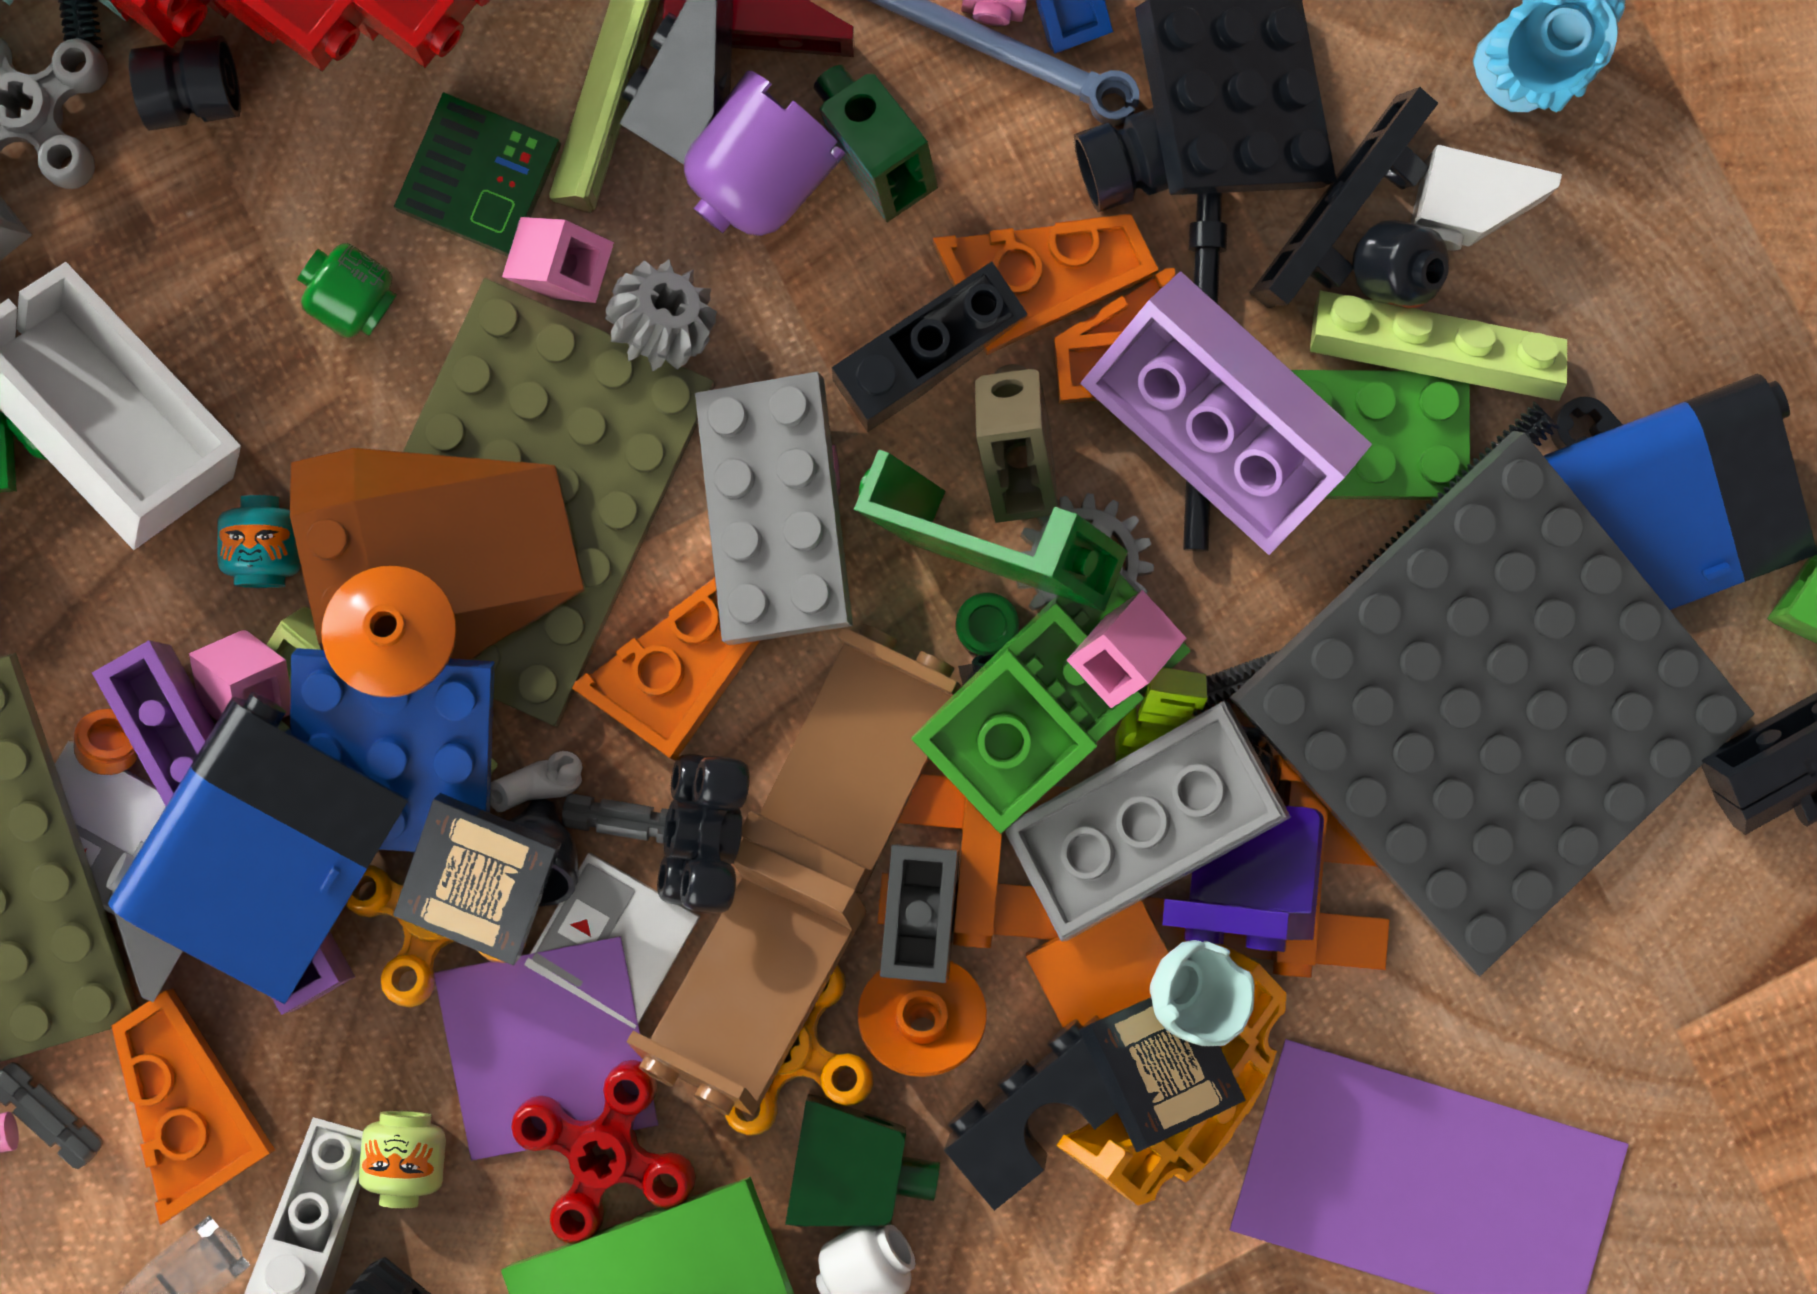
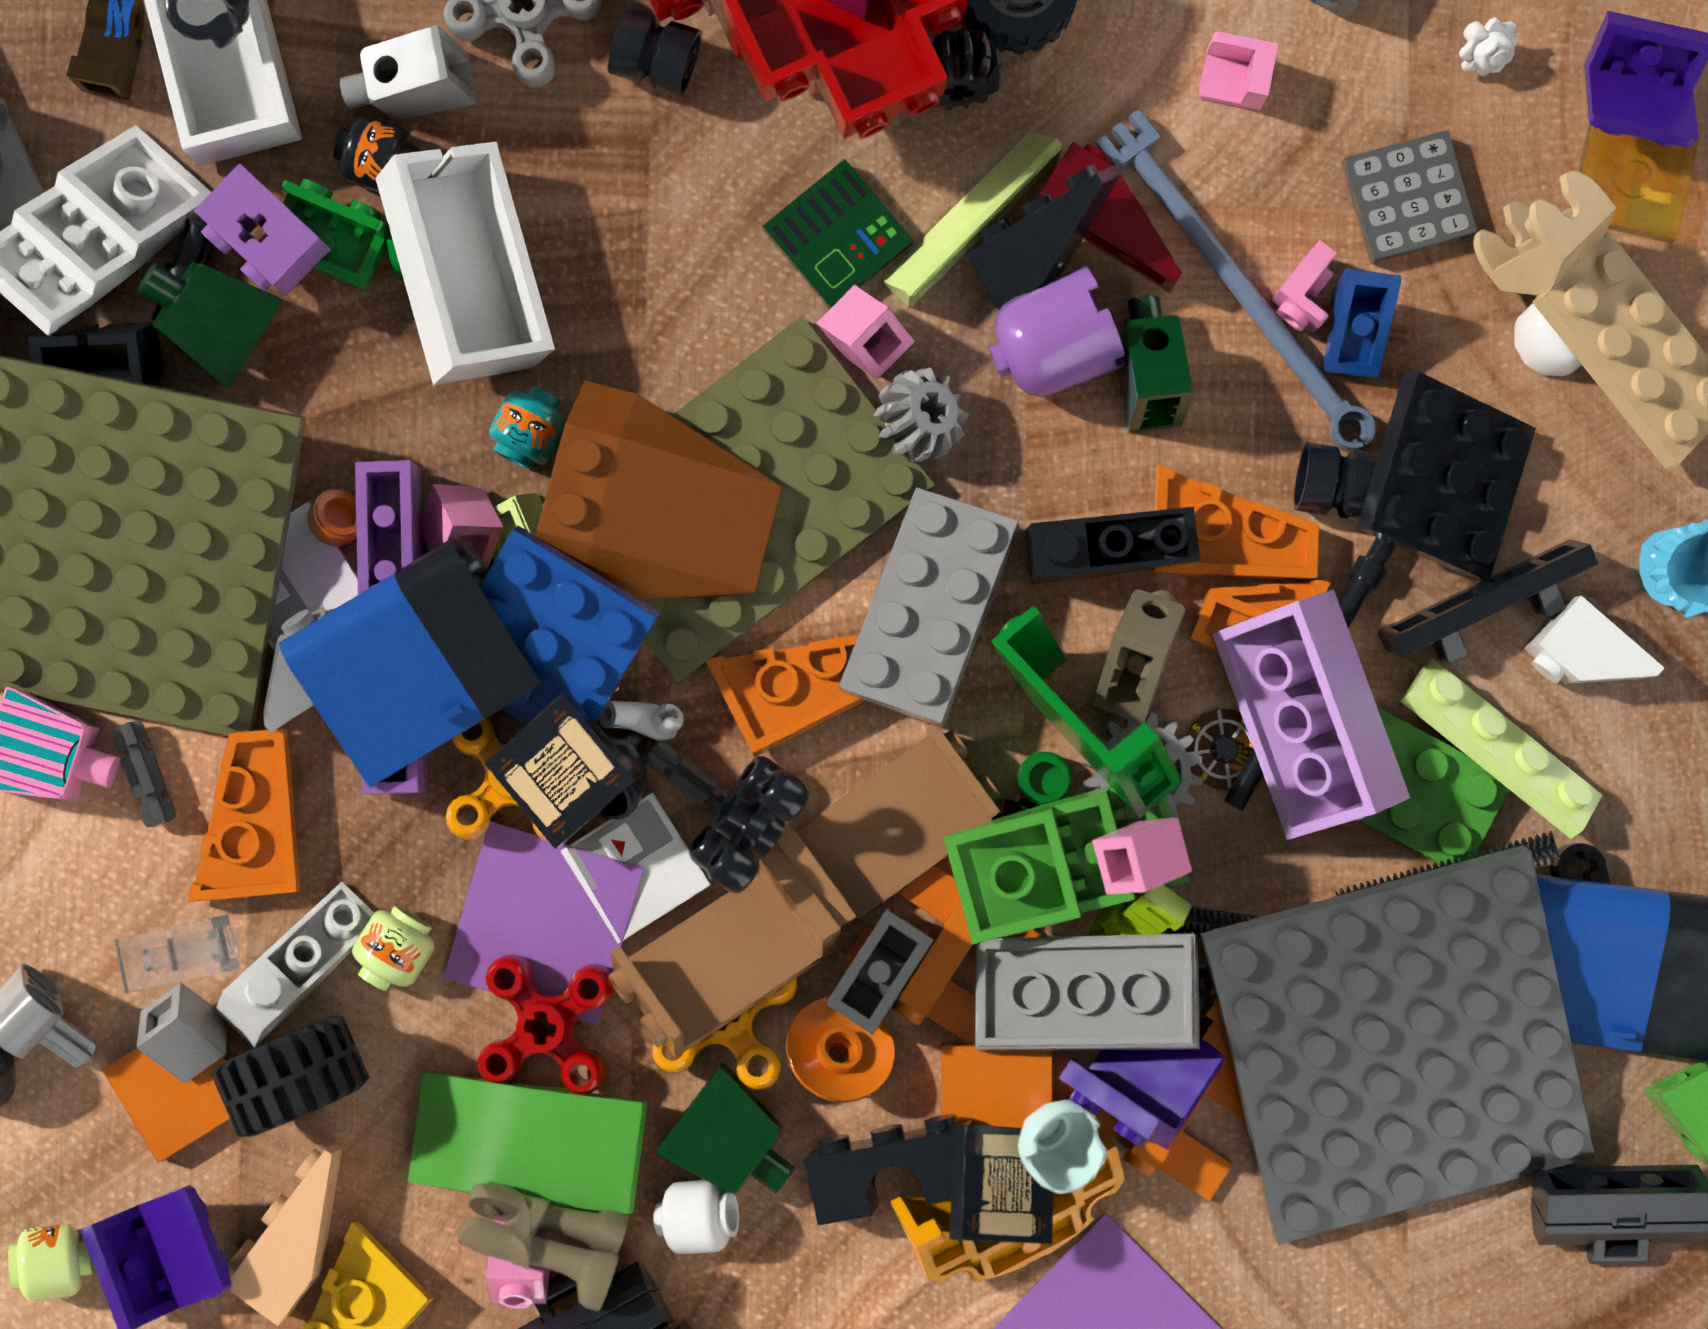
camera: 25 degrees right, 0 degrees up
(346, 290) = (693, 271): green head -> none
(408, 656) = (600, 577): orange dish -> none
(1152, 493) = (1223, 745): none -> piece
(1401, 263) = (1505, 671): black head -> none

